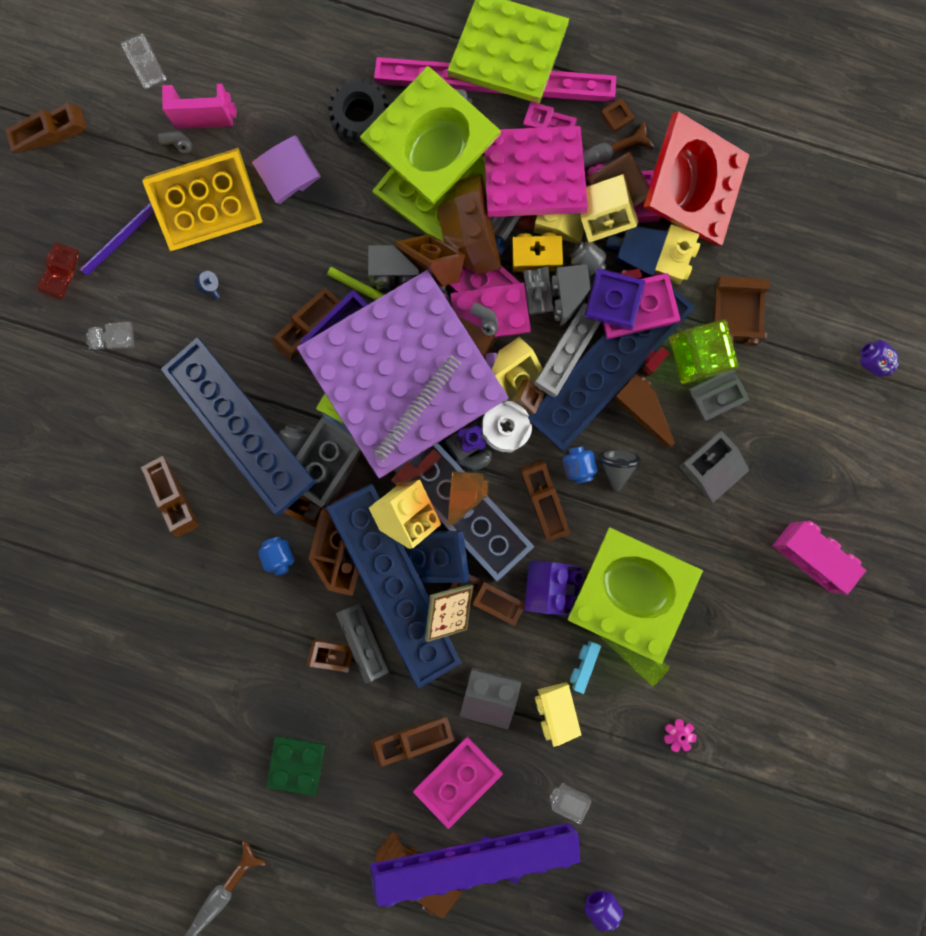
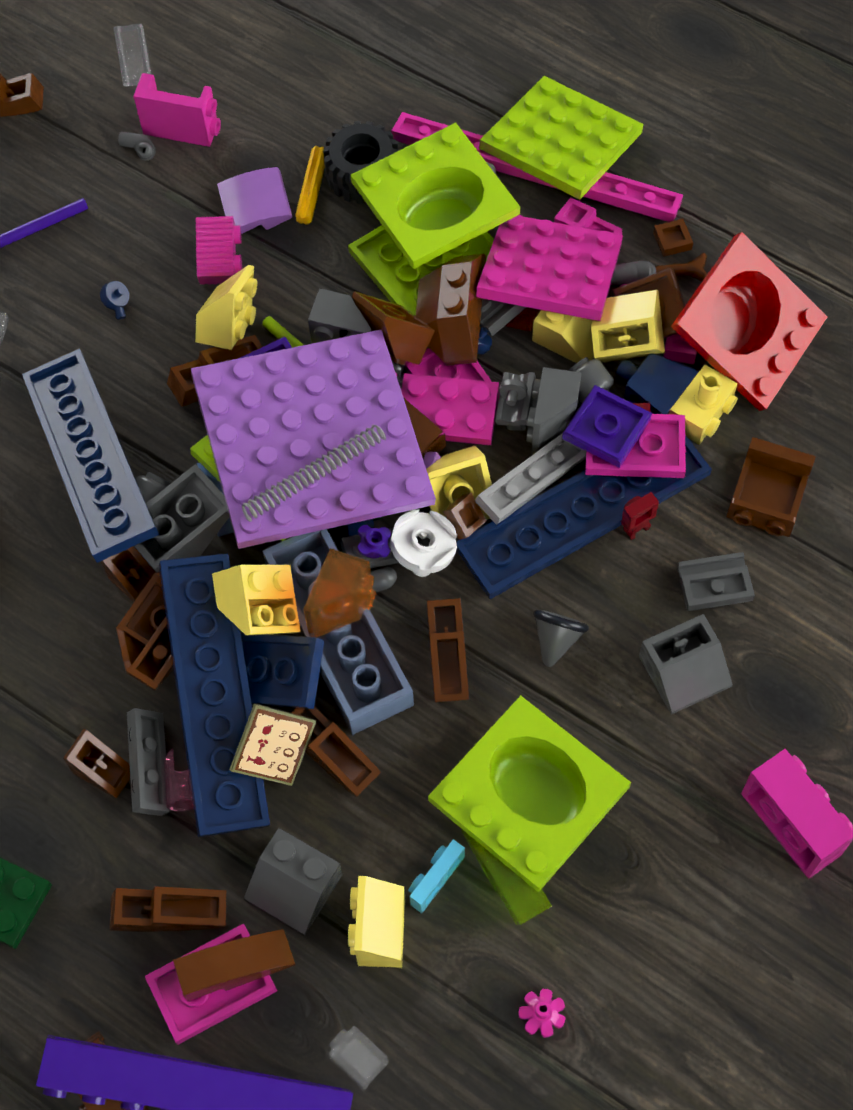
camera: 15 degrees right, 20 degrees down
(203, 199) = (143, 206): yellow slope -> none
(273, 224) = (217, 249): none -> dark pink brick
(276, 556) = (77, 623): blue head -> none
(300, 277) = (228, 311): none -> light yellow slope
(325, 141) = (311, 186): none -> yellow axle
(388, 652) = (177, 786): none -> clear pink piece
(410, 473) = (294, 554): clear red slope -> none
(471, 771) = (233, 963): none -> reddish brown slope
(487, 317) = (440, 407): dark grey arm -> none
(524, 256) = (525, 354): yellow brick -> none
(553, 587) = (420, 756): dark purple slope -> none
(580, 465) = (506, 616): blue head -> none
(643, 405) = (609, 564): reddish brown slope -> none
(703, 352) = (706, 518): clear neon green slope -> none

